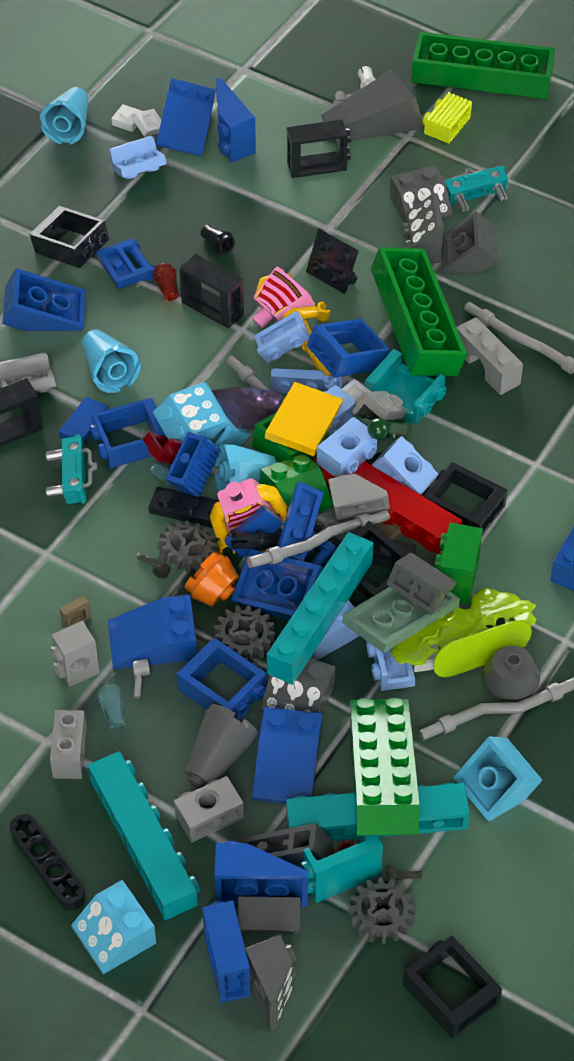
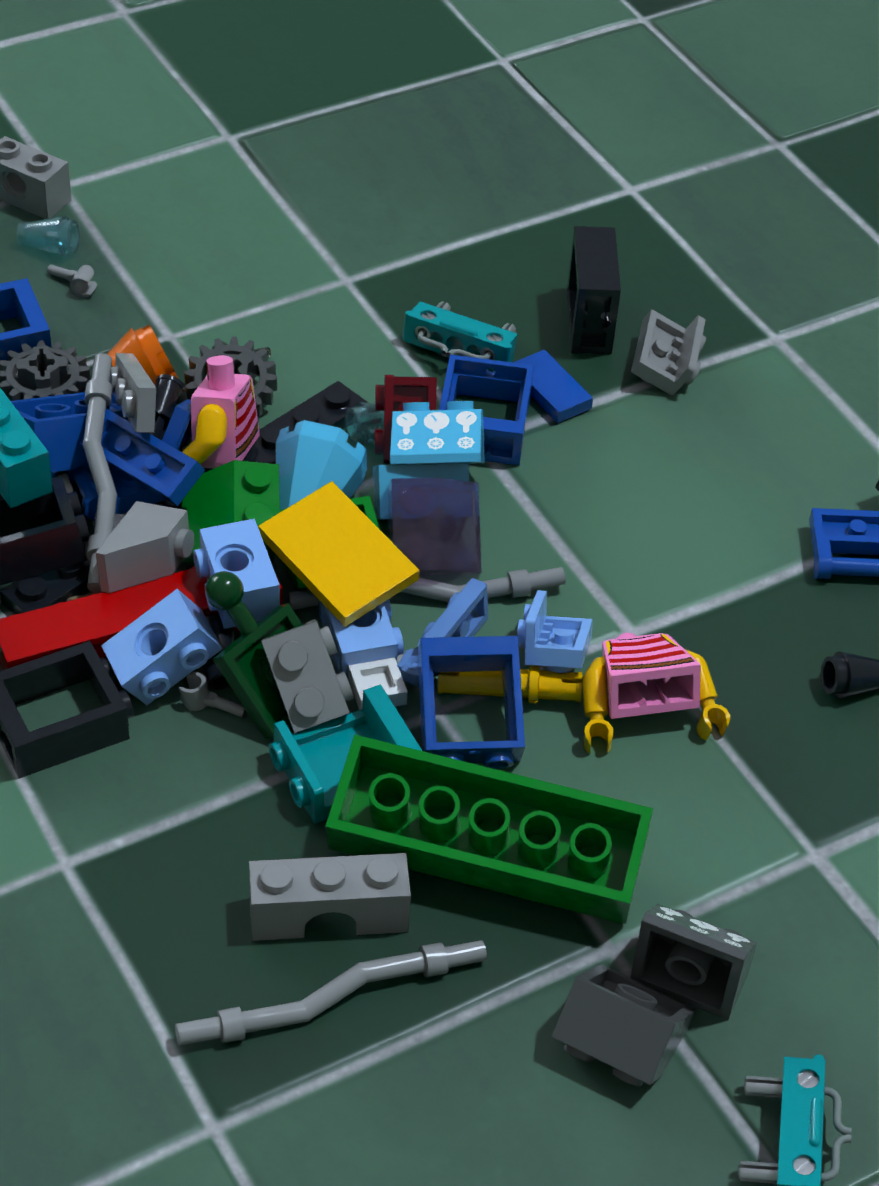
camera: 115 degrees right, 5 degrees down
(42, 304) = (813, 415): blue slope -> none
(74, 654) = (137, 211): light grey brick -> none
(75, 612) = (214, 252): dark tan tile -> none
(110, 361) = (646, 430): medium azure cone -> none
(155, 632) = (111, 302): blue slope -> none
(166, 280) = (785, 572): clear red cone -> none
(193, 464) = (347, 403): blue brick -> none
(223, 309) = (703, 564): black window -> none
(263, 537) = (134, 392): none -> light grey plate
(332, 261) = (693, 785): black hinge -> none
(413, 187) = (807, 1009): dark grey slope -> none

